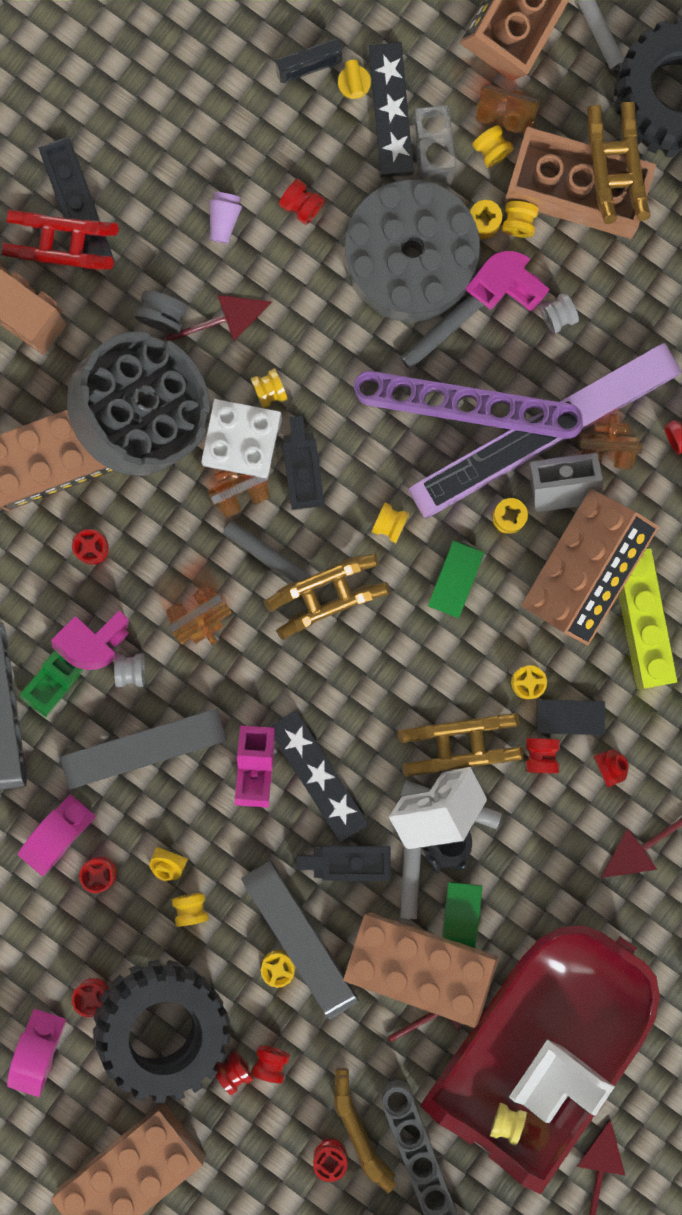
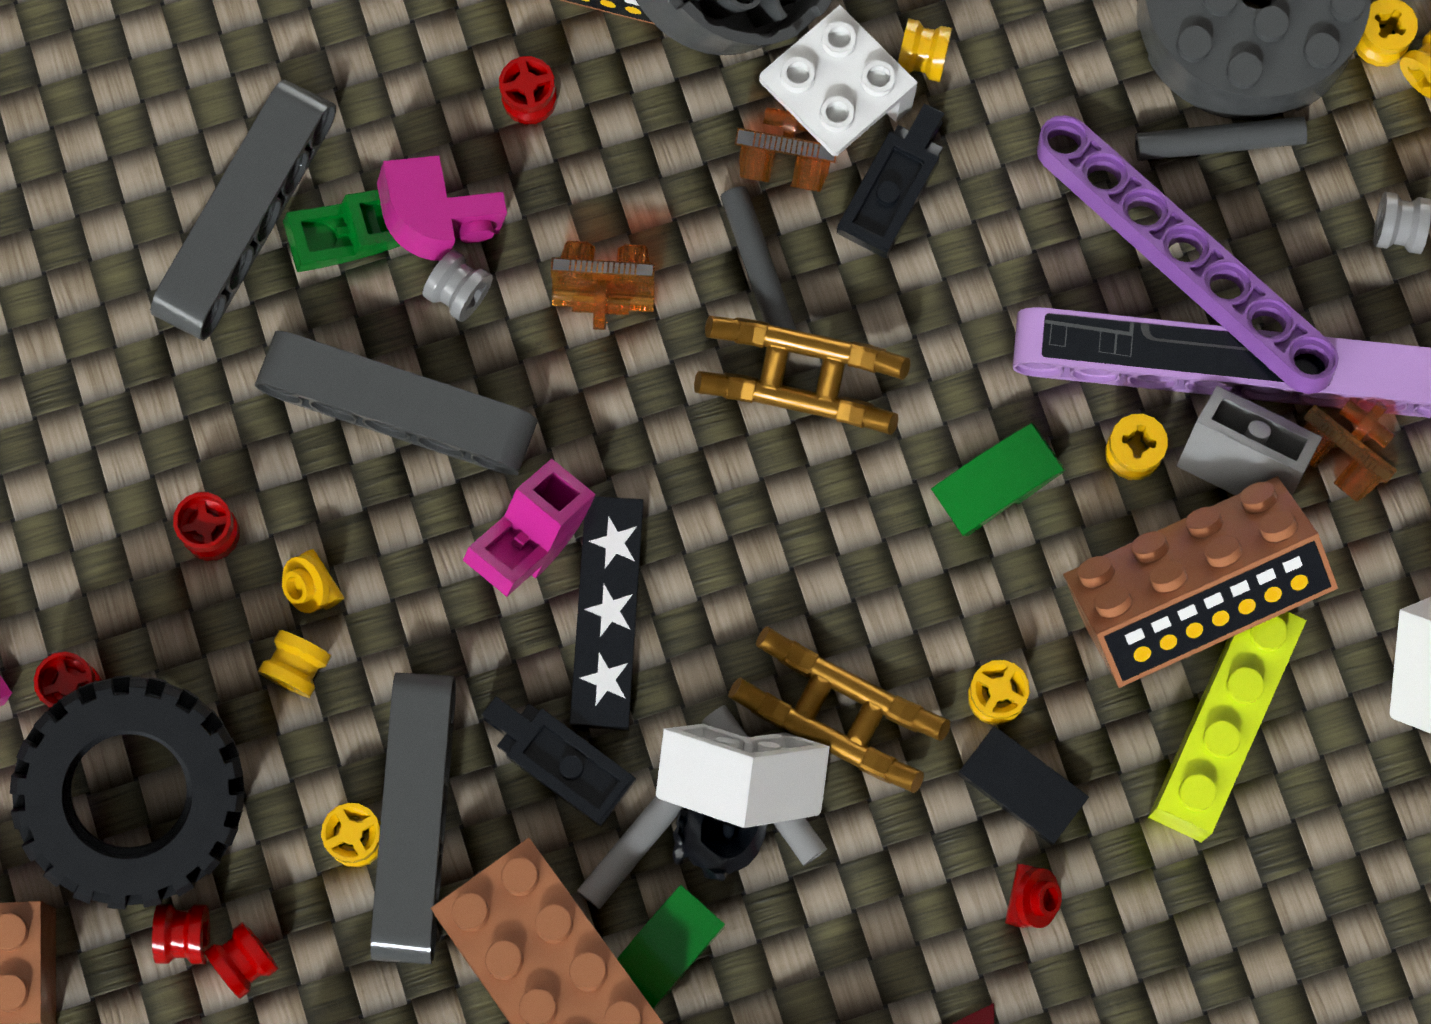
camera: 35 degrees right, 10 degrees down
(55, 835) = (186, 426): dark pink brick -> none
(390, 522) = (961, 339): yellow wheel -> none
(506, 274) = (1365, 119): dark pink brick -> none
(542, 755) = (944, 807): red wheel -> none

